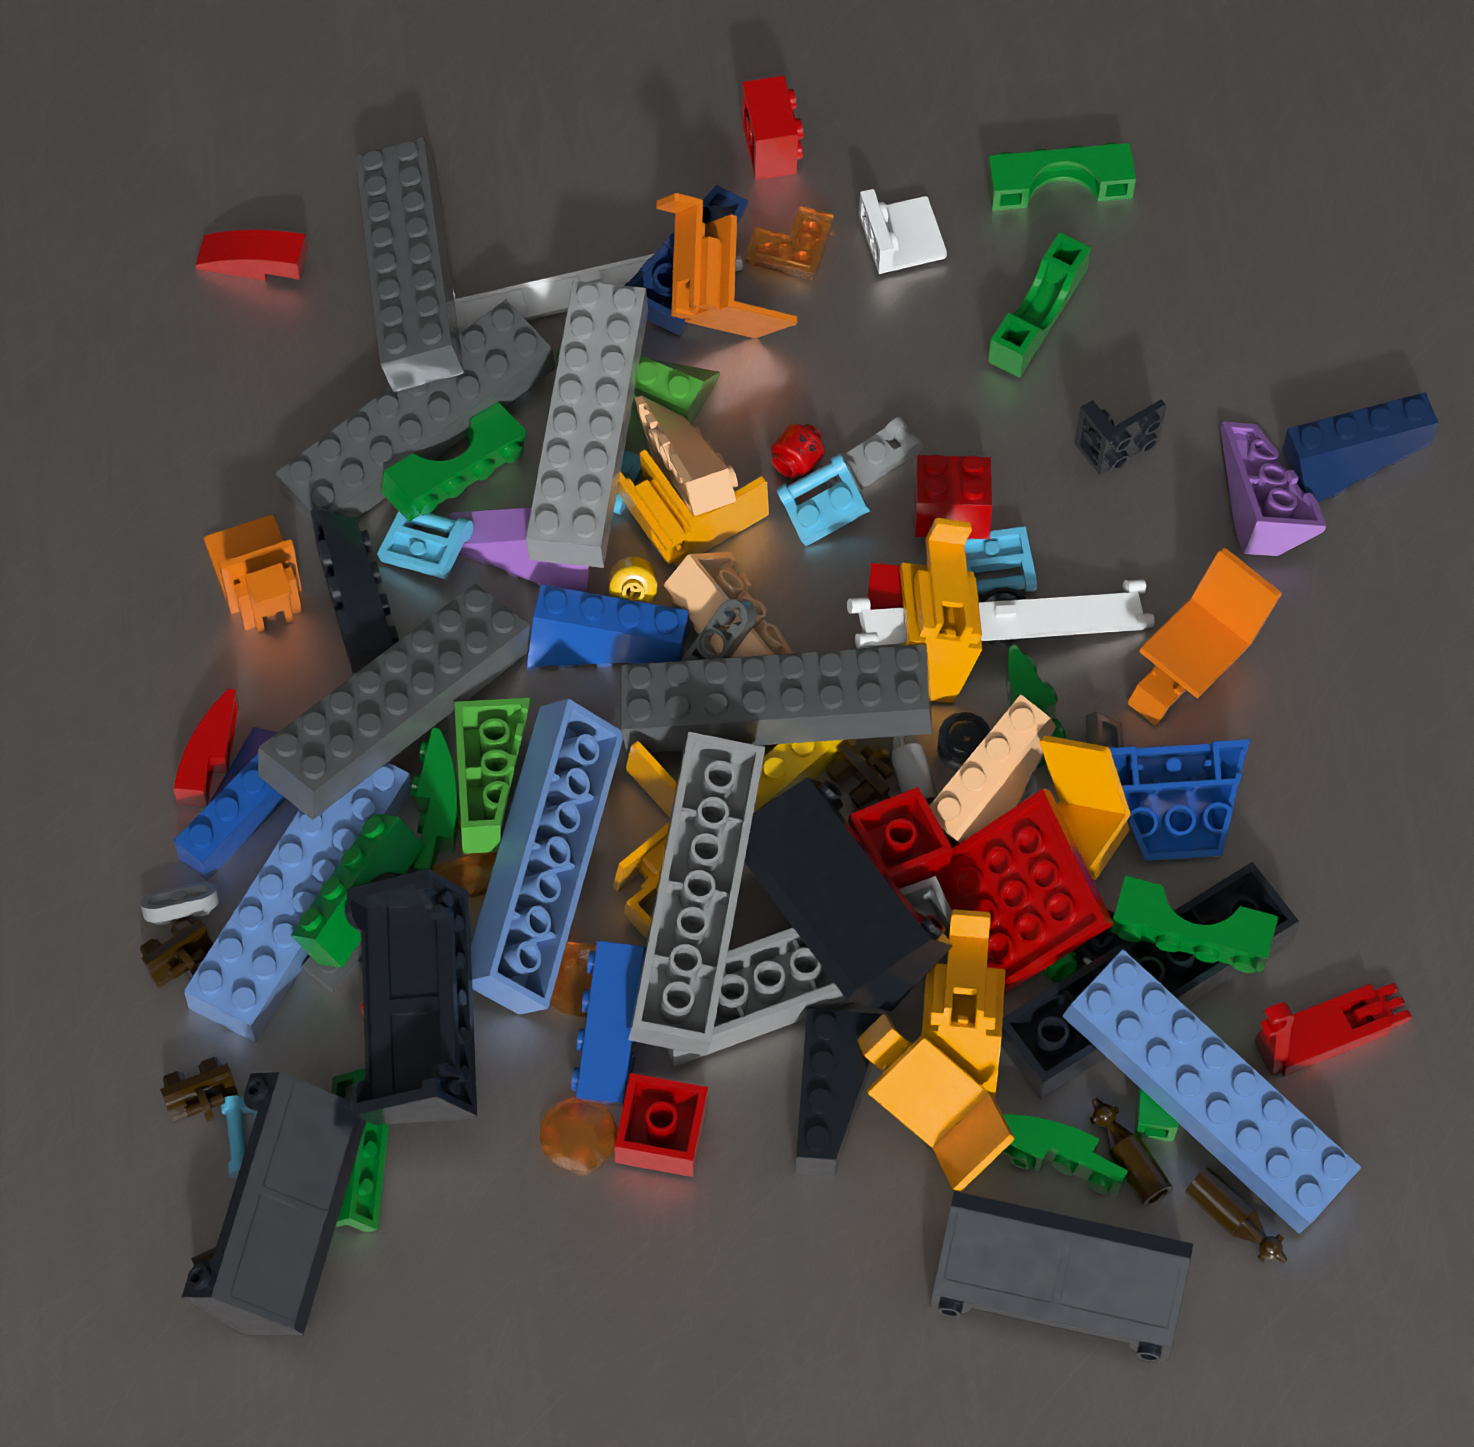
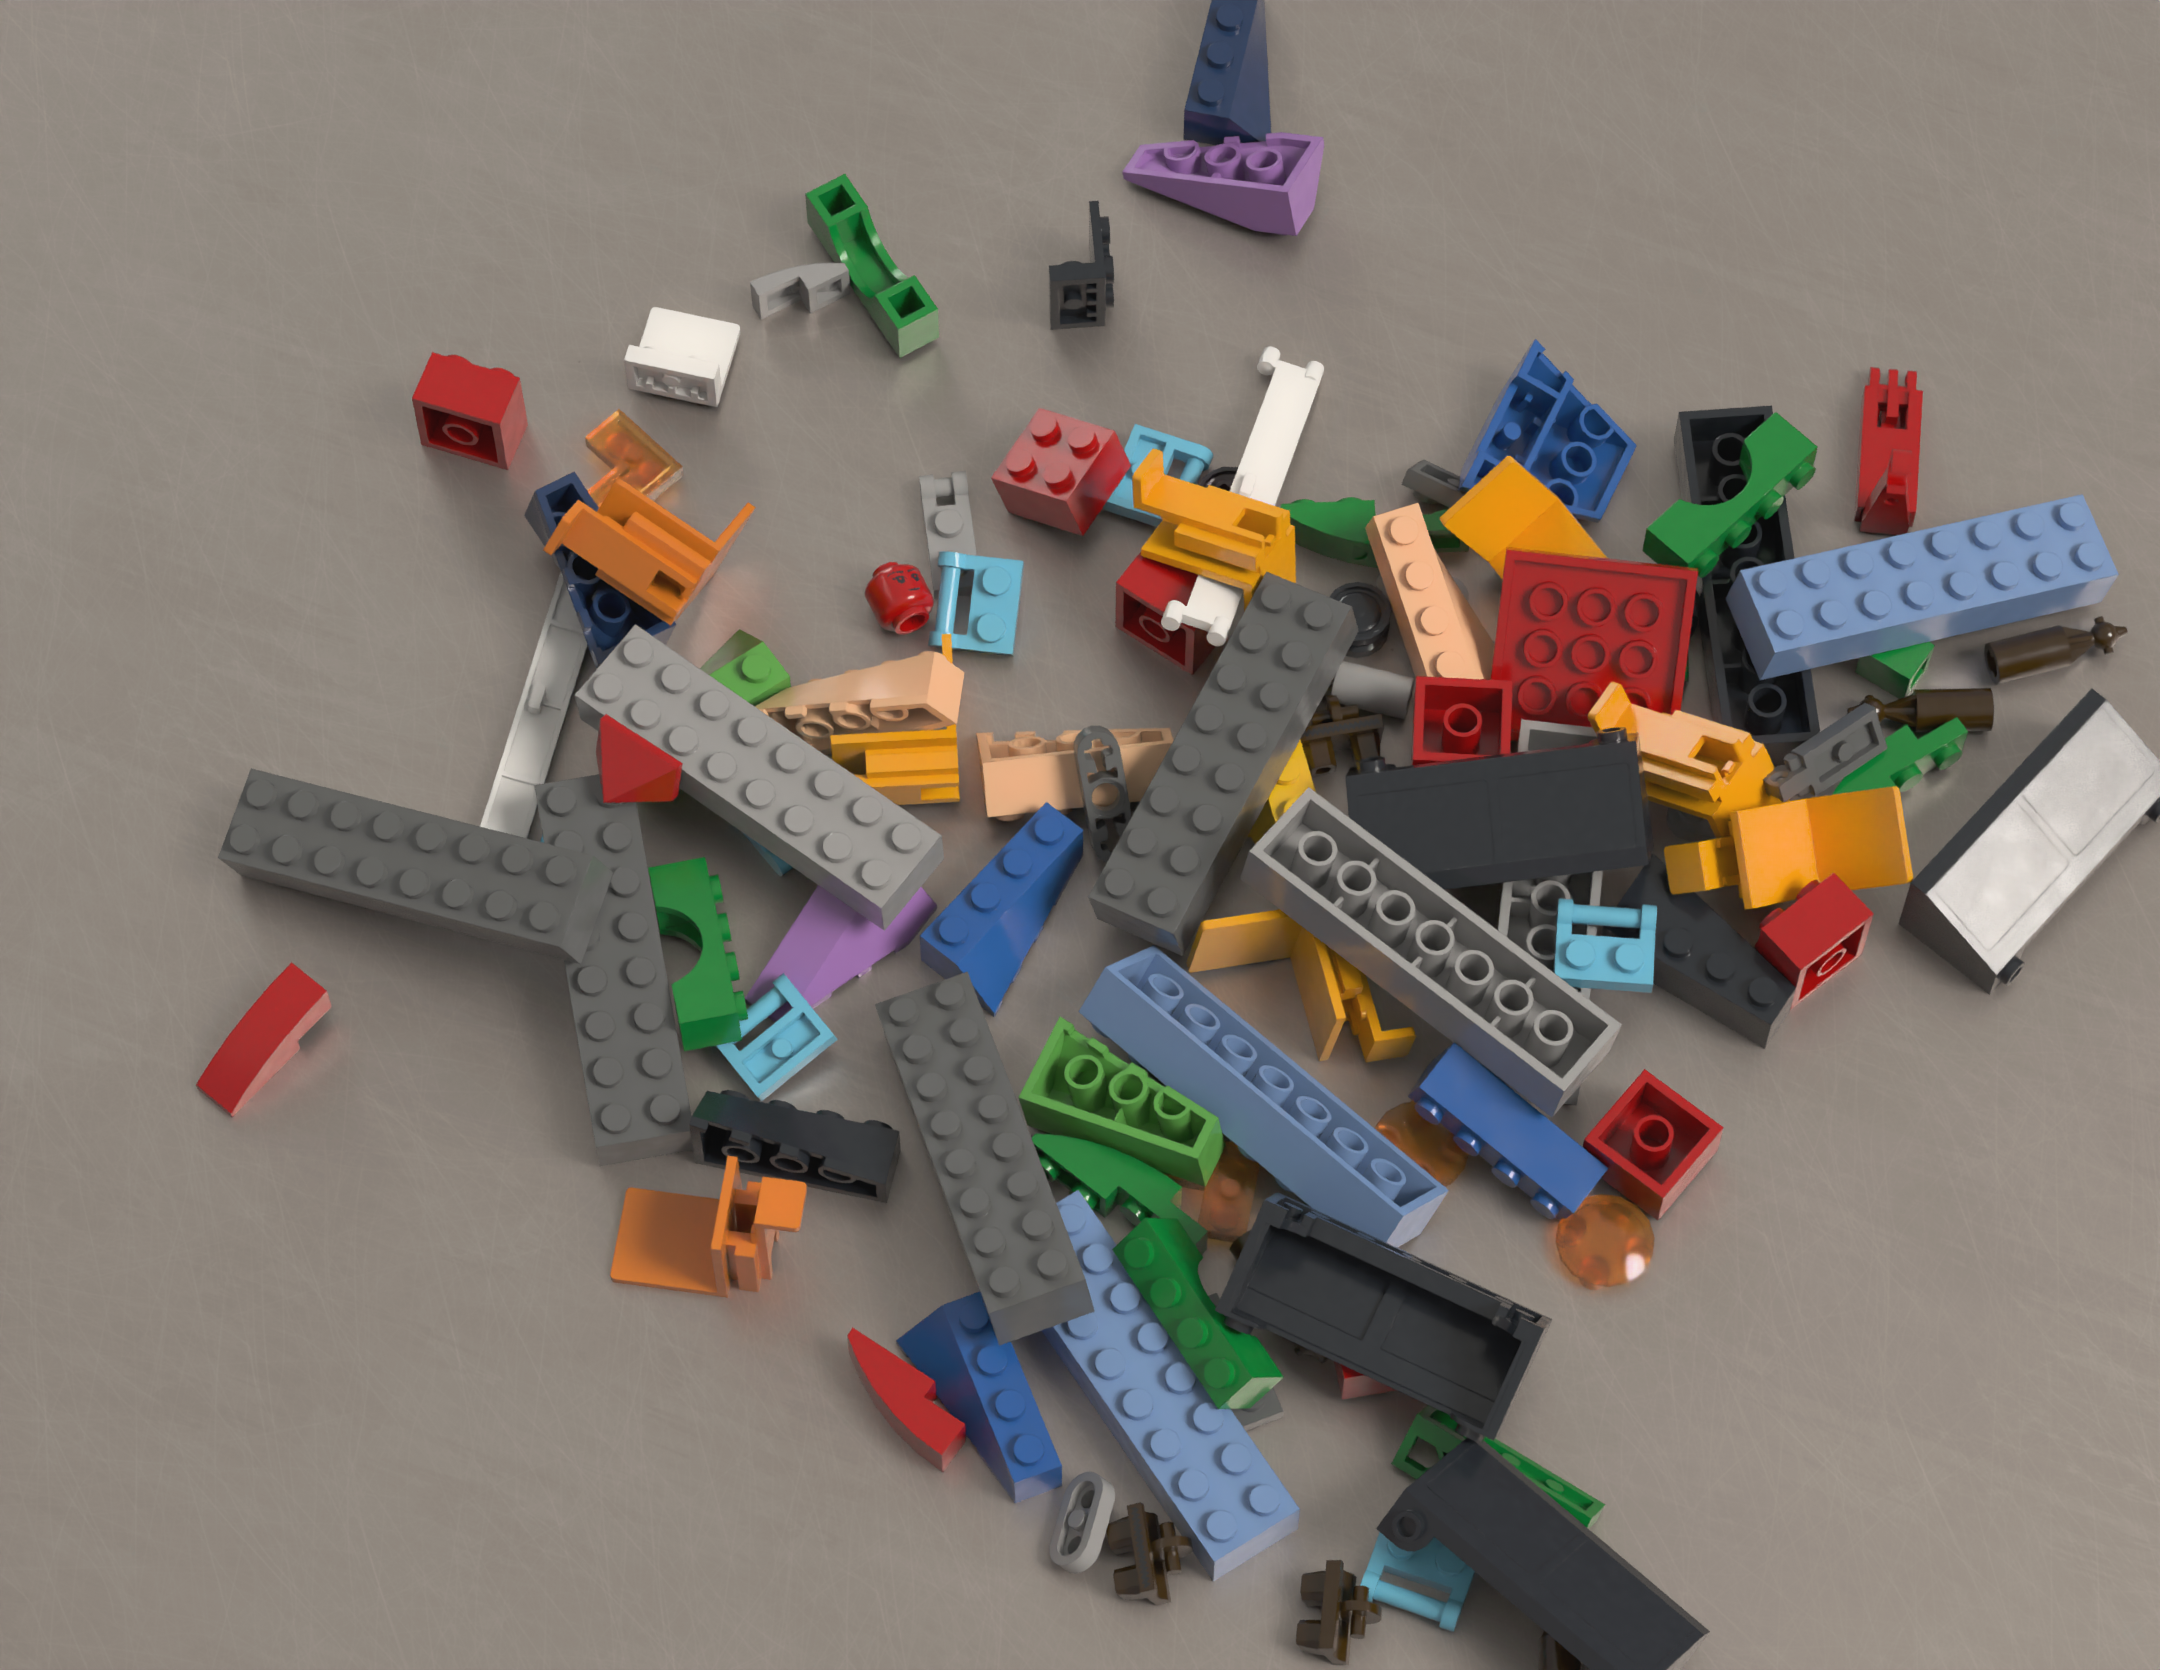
camera: 60 degrees left, 0 degrees up
(543, 343) = (633, 767): none -> red slope
(633, 580) = (968, 844): yellow head -> none
(774, 1019) = (1605, 960): none -> medium azure plate
(883, 1154) = (1815, 935): none -> red brick
(1005, 279) = (812, 283): none -> light grey slope
(1031, 1092) = (1828, 755): none -> dark grey hinge
(1101, 169) = (737, 120): green arch -> none
(1204, 635) = (1385, 317): orange piece -> none

